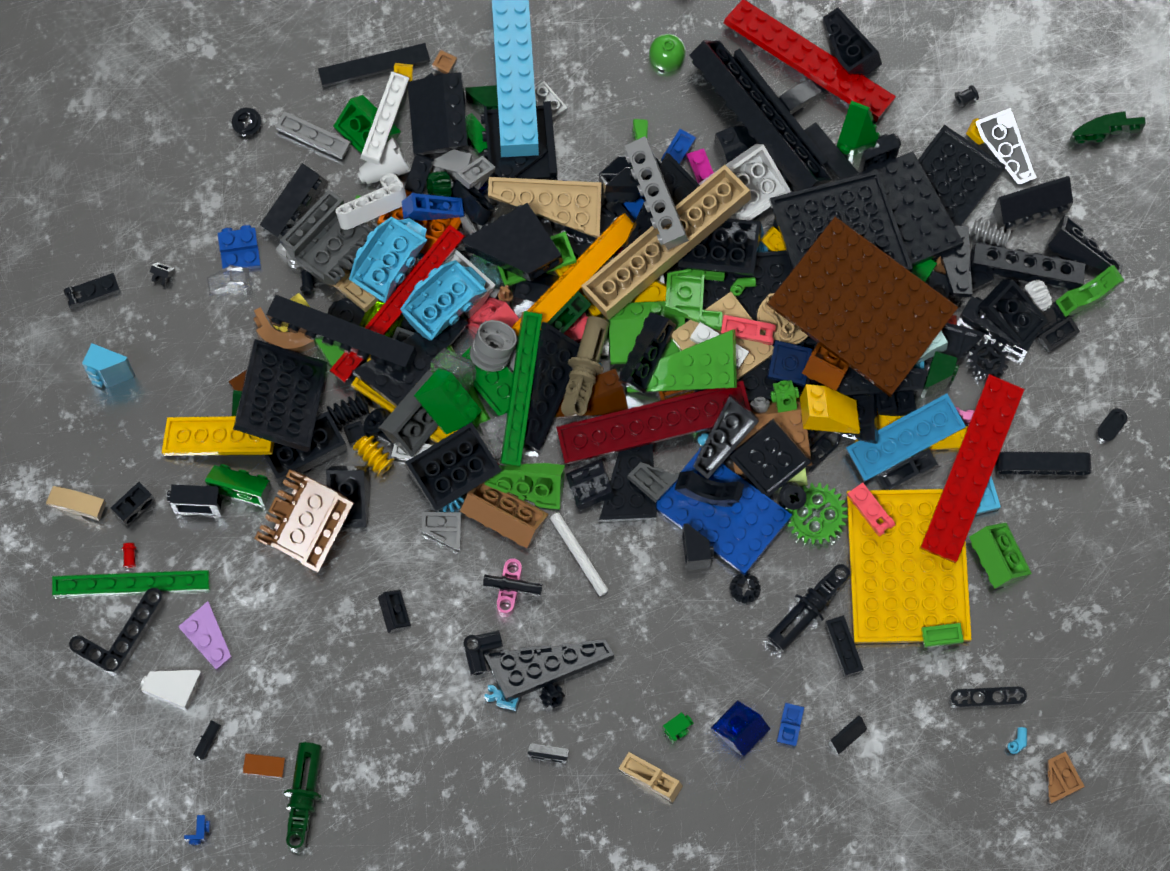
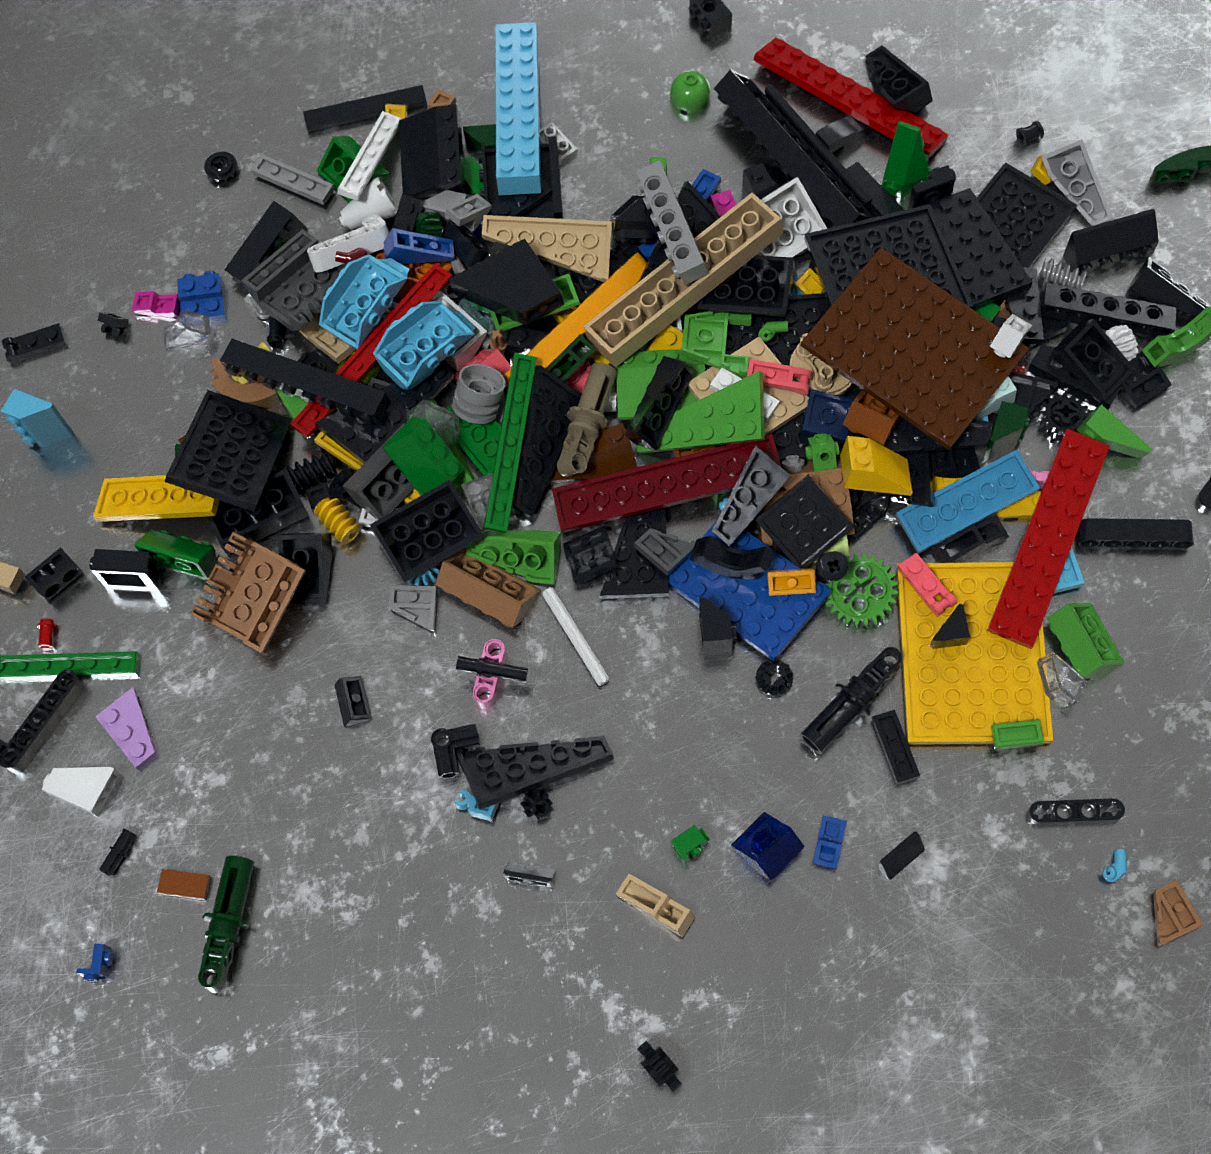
camera: 10 degrees right, 5 degrees down
(198, 255) = (156, 305): none -> dark pink slope
(375, 218) = (344, 257): none -> dark red arm
(759, 508) = (791, 581): none -> light orange slope
(892, 550) = (953, 632): none -> black slope
(942, 299) = (1010, 336): none -> white slope
(978, 591) = (1061, 681): none -> clear slope
(1022, 374) = (1108, 429): none -> bright green slope

